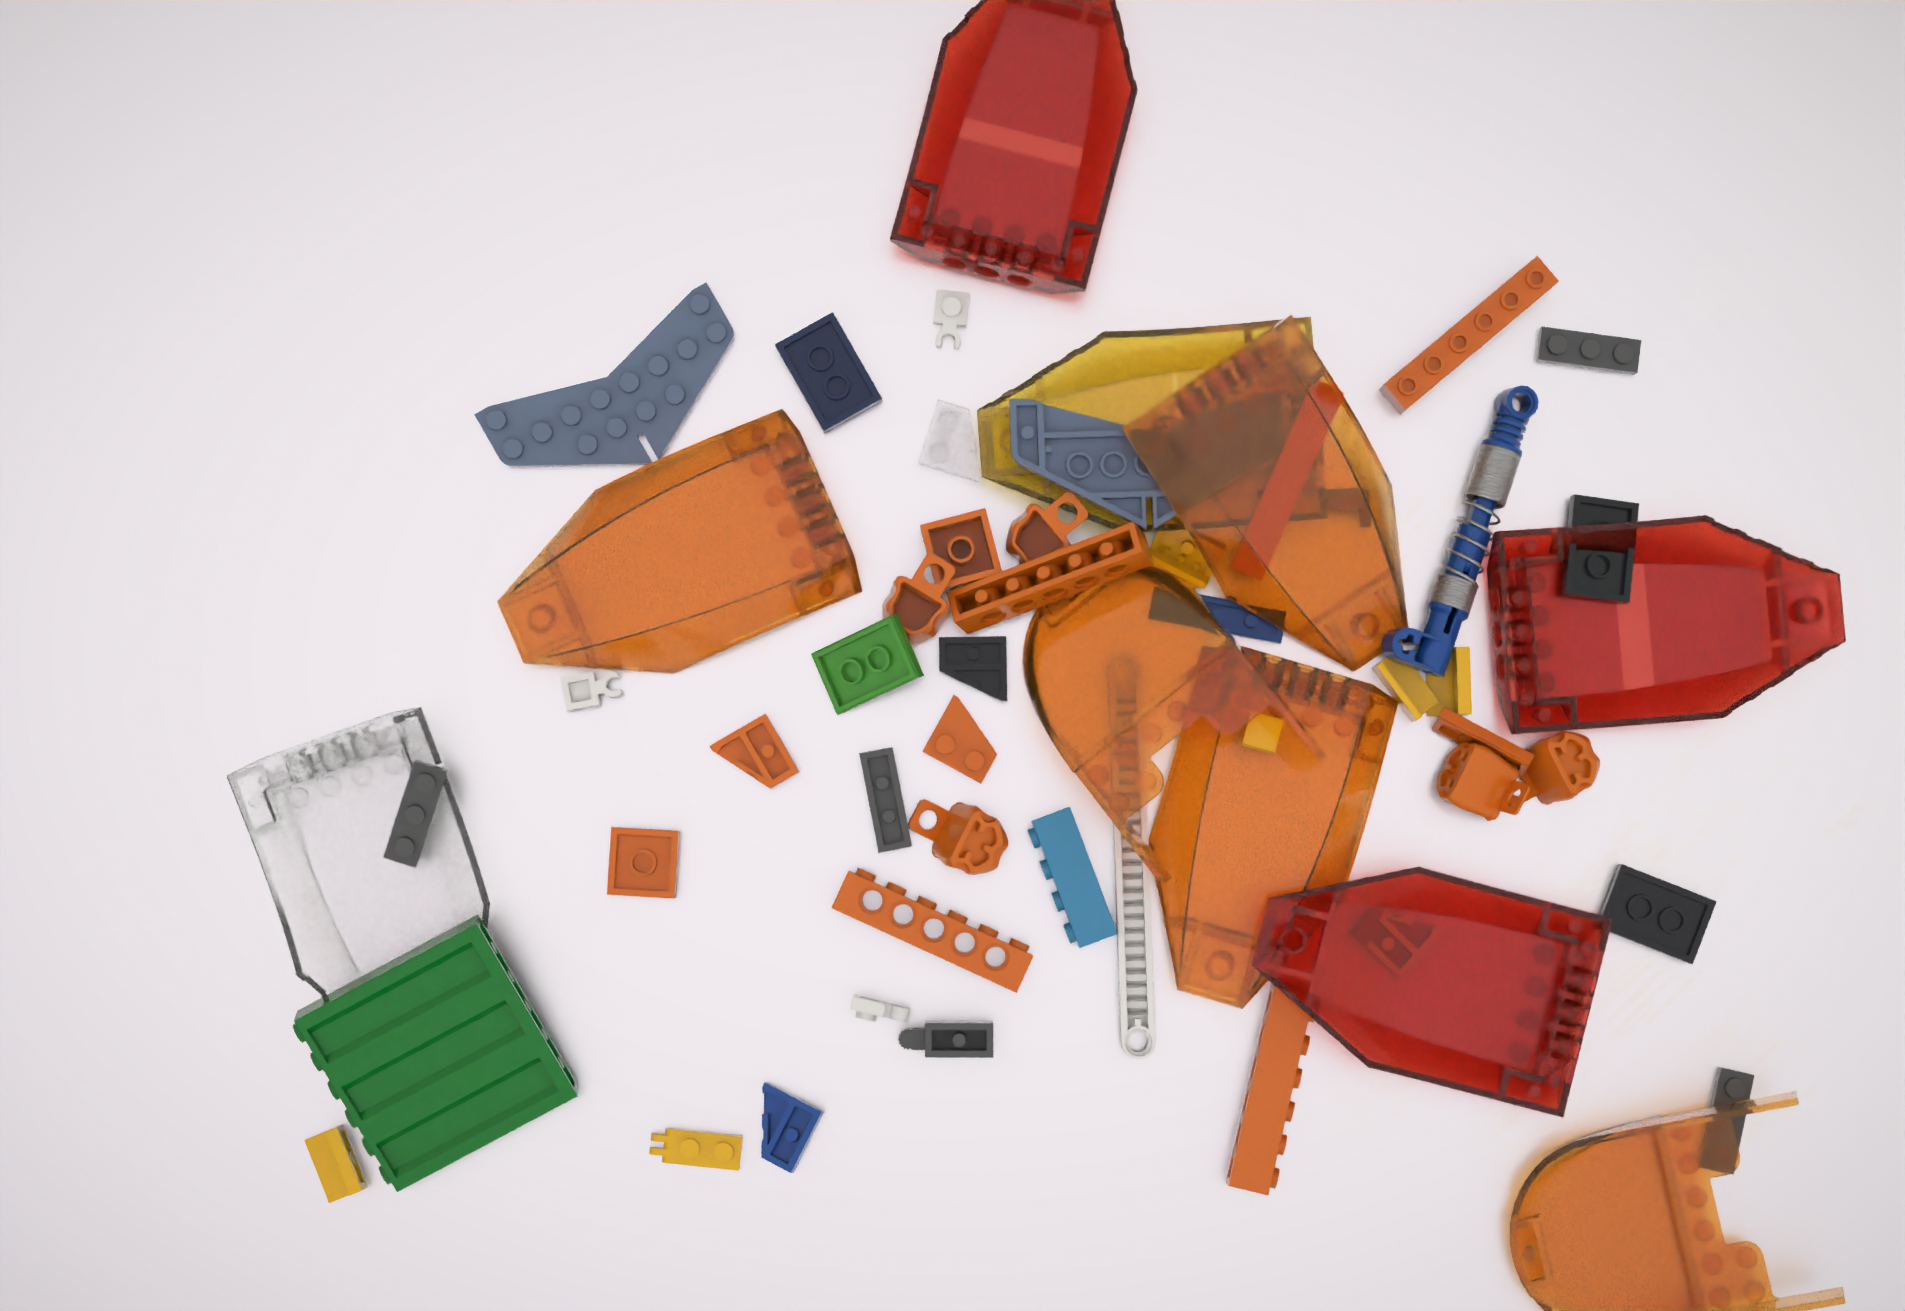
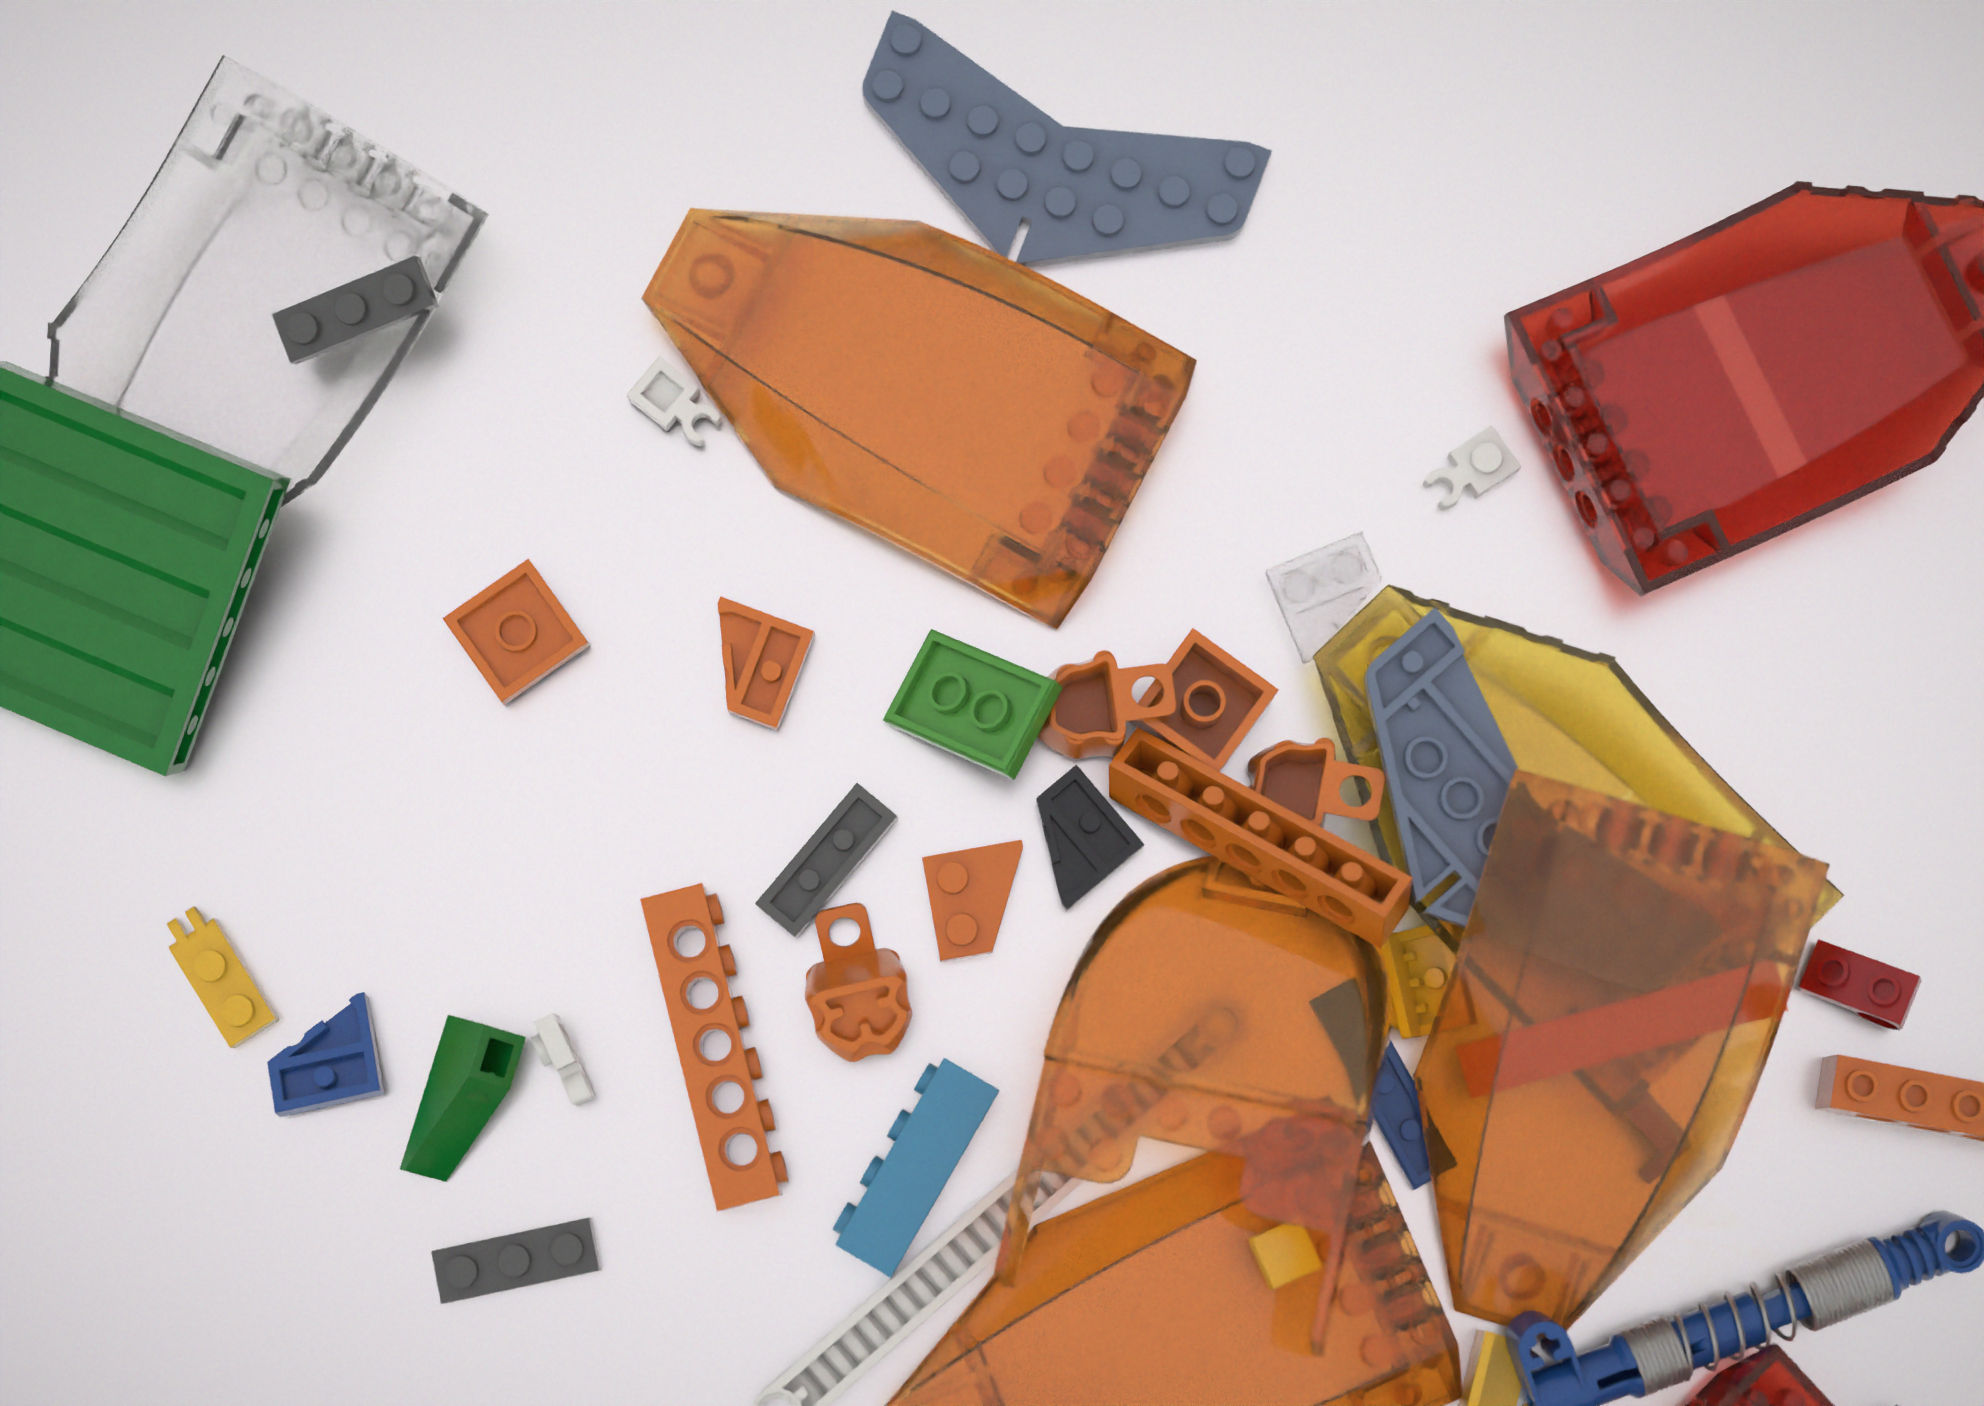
camera: 50 degrees right, 5 degrees down
(828, 372) = (1285, 378): dark blue plate -> none
(856, 1073) = (462, 1092): none -> green slope
(951, 1039) = (595, 1177): dark grey hinge -> none
(959, 1111) = (516, 1260): none -> dark grey plate
(1359, 342) = (1860, 984): none -> red plate

